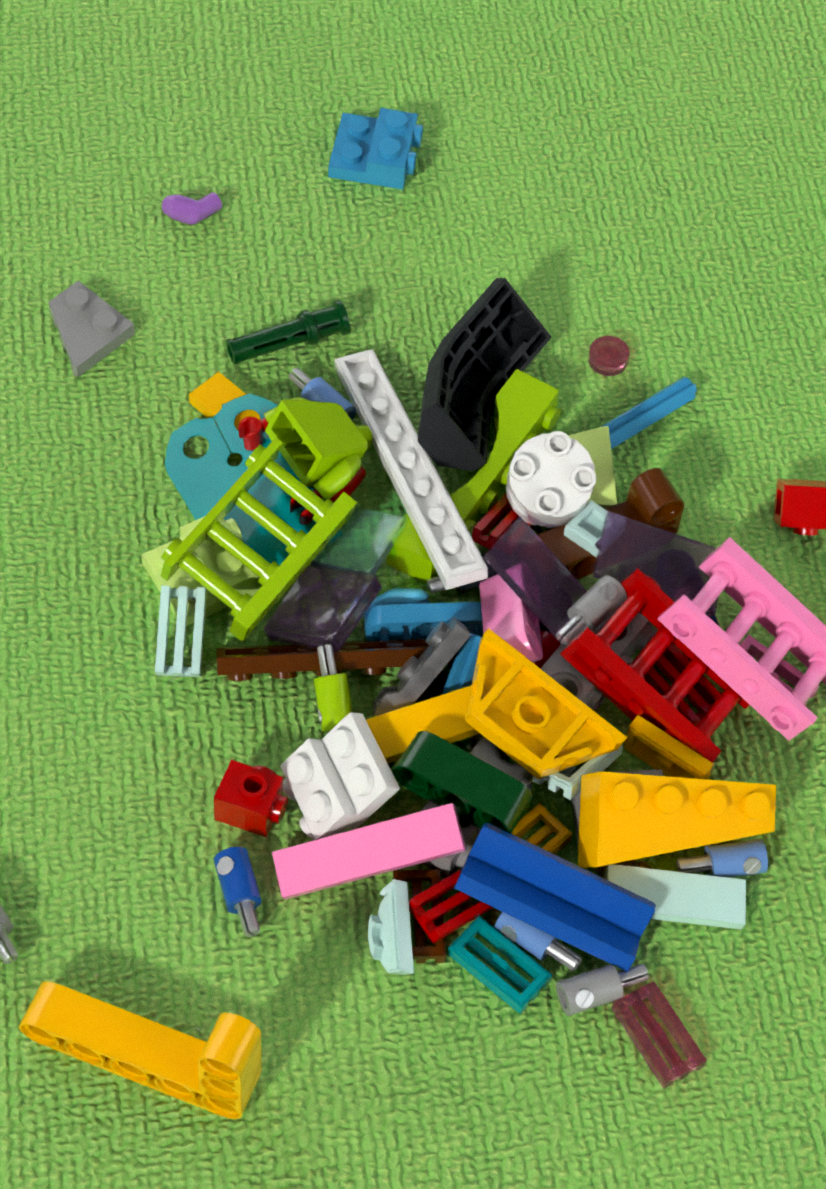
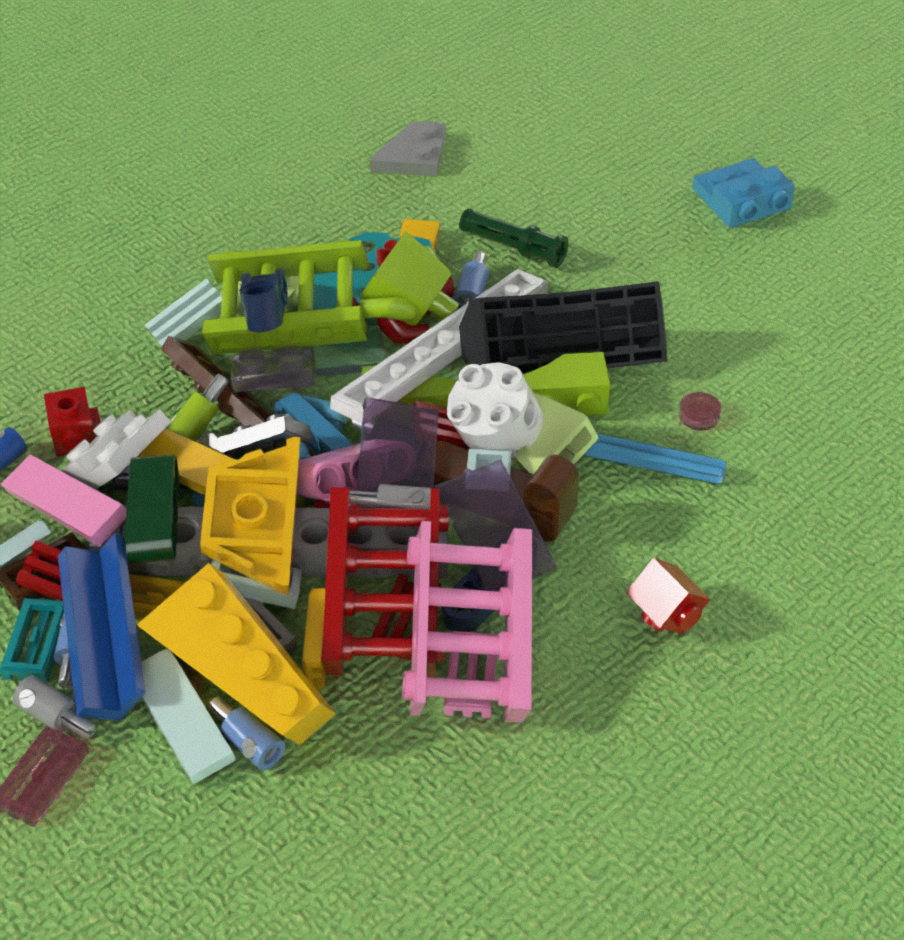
camera: 60 degrees right, 10 degrees down
(191, 210) = (572, 141): medium lavender arm -> none
(274, 555) = (264, 300): none -> dark blue piece

